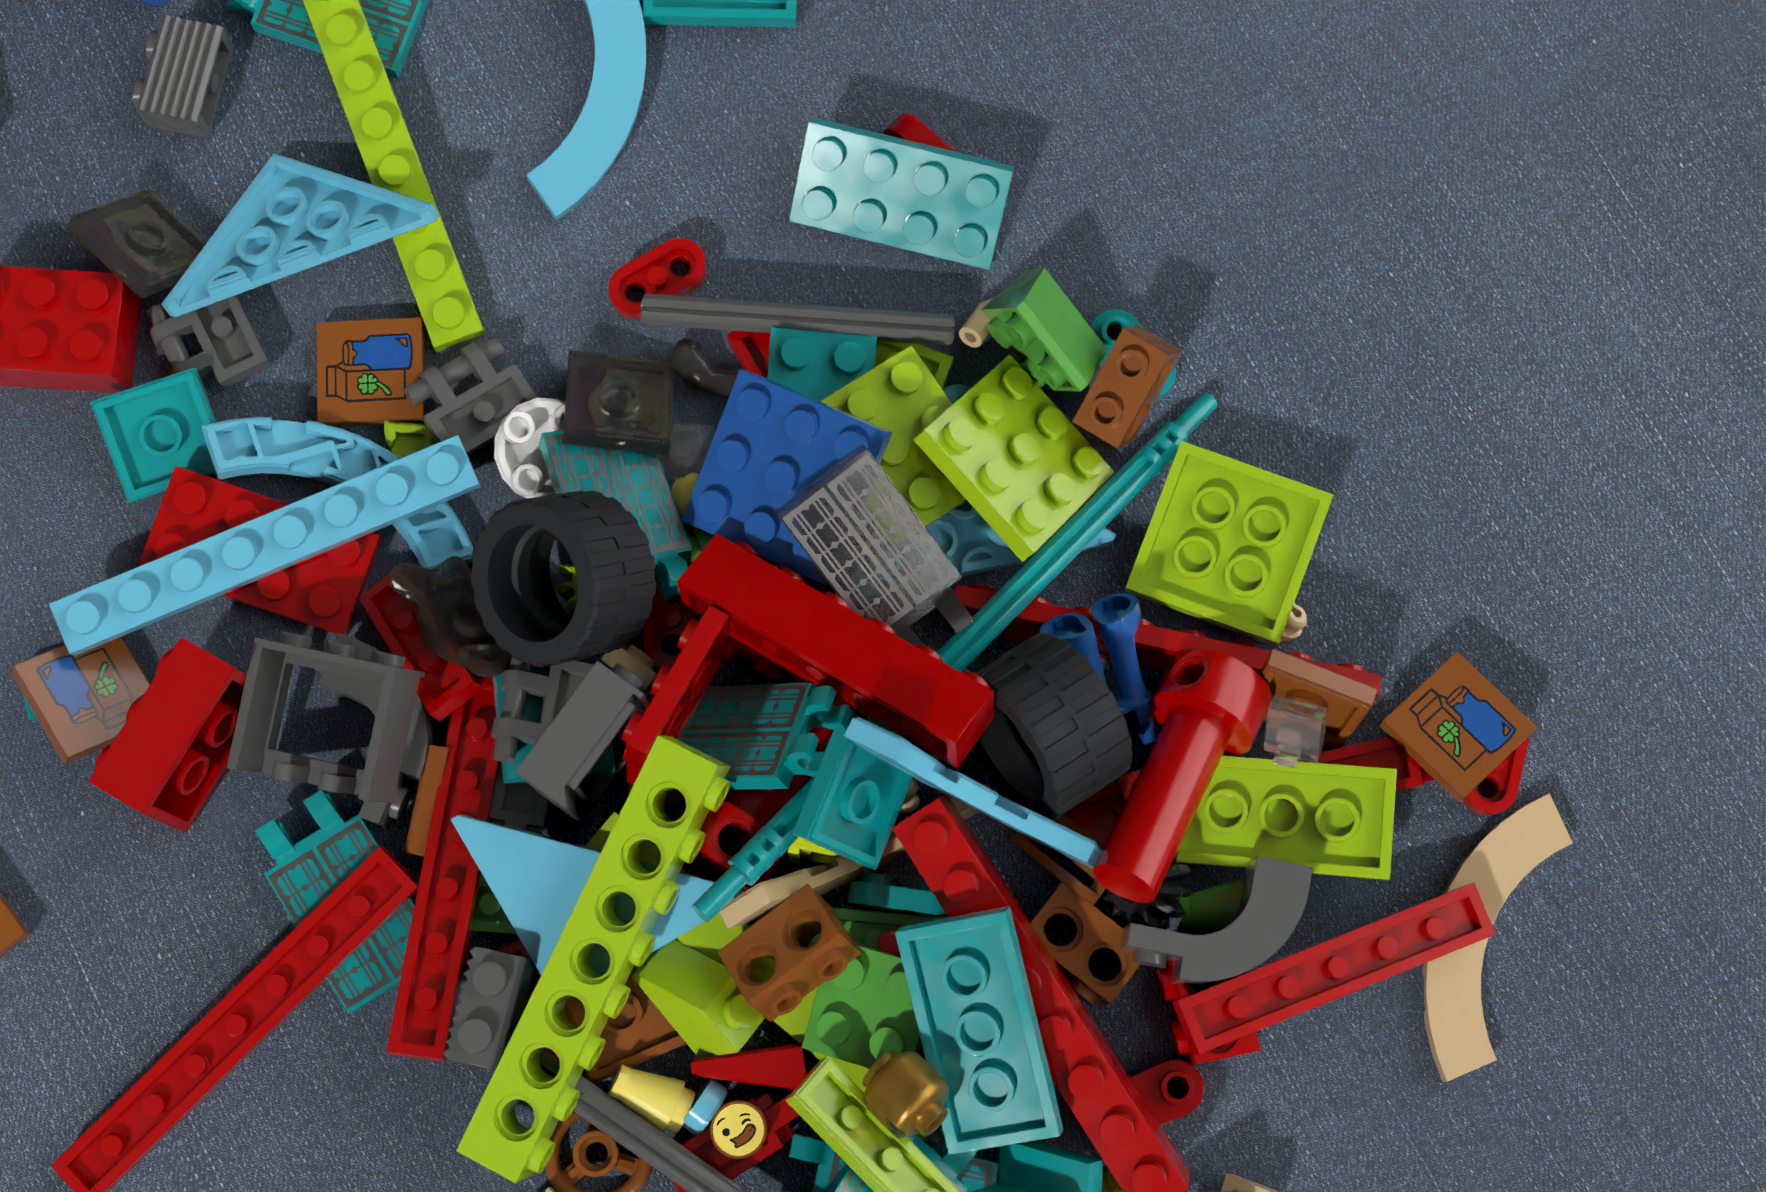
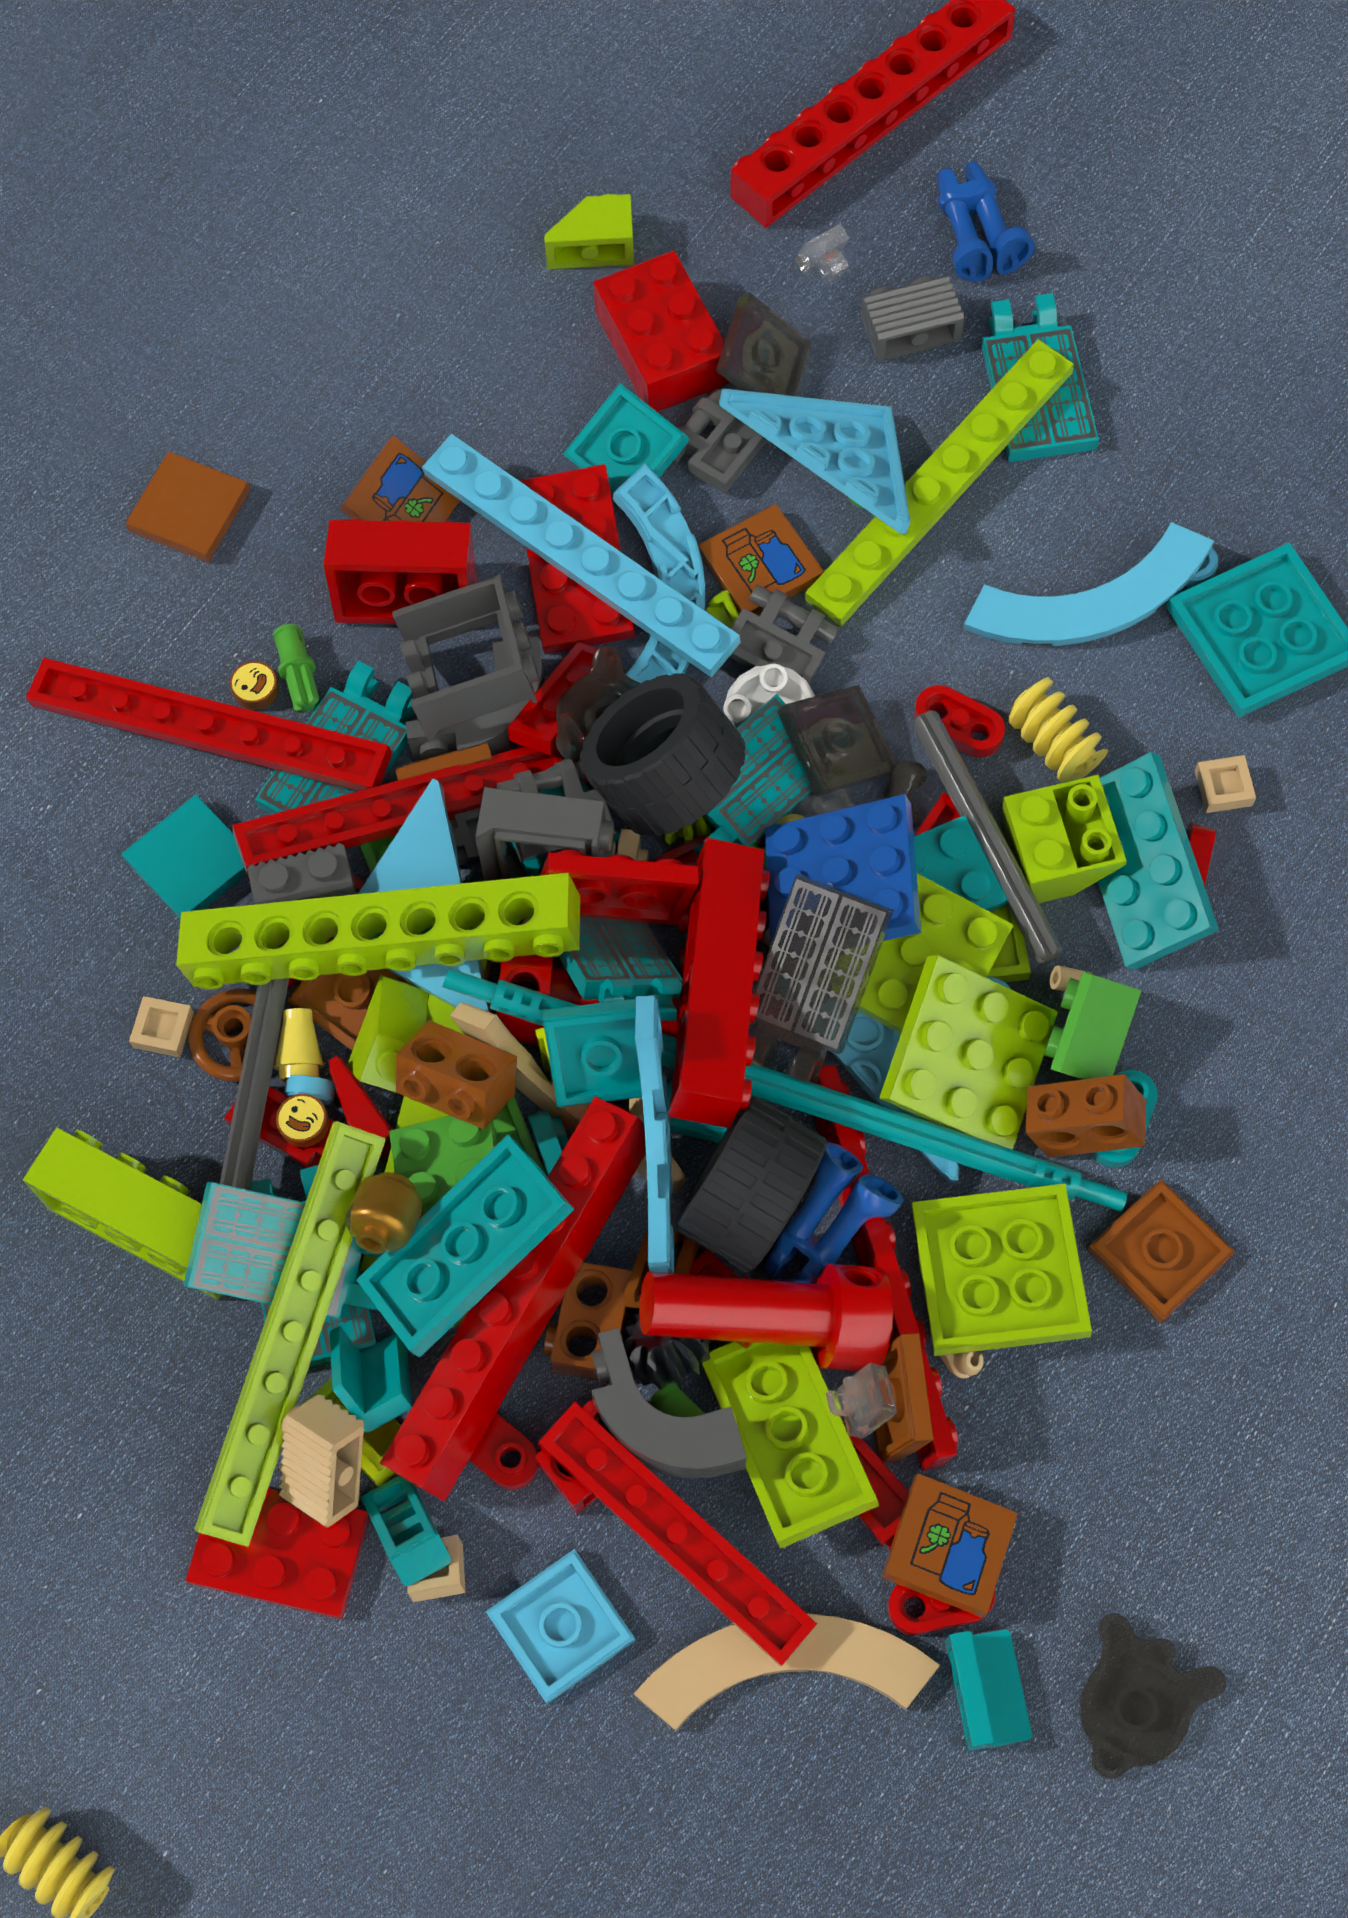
camera: 70 degrees right, 10 degrees down
(57, 119) = (825, 253): none -> clear tile
(211, 953) = (254, 685): none -> tile
(219, 898) = (296, 667): none -> bright green axle
(374, 1114) = (187, 858): none -> teal tile
(721, 196) = (1053, 732): none -> light yellow piece
(836, 250) = (1062, 837): none -> lime slope
(858, 77) = (1225, 784): none -> tan plate
(1271, 393) = (1160, 1251): none -> dark orange tile
(1350, 1118) = (560, 1626): none -> medium azure tile
(1587, 763) = (988, 1689): none -> teal panel
(1655, 639) = (1136, 1702): none -> clear smoke tile

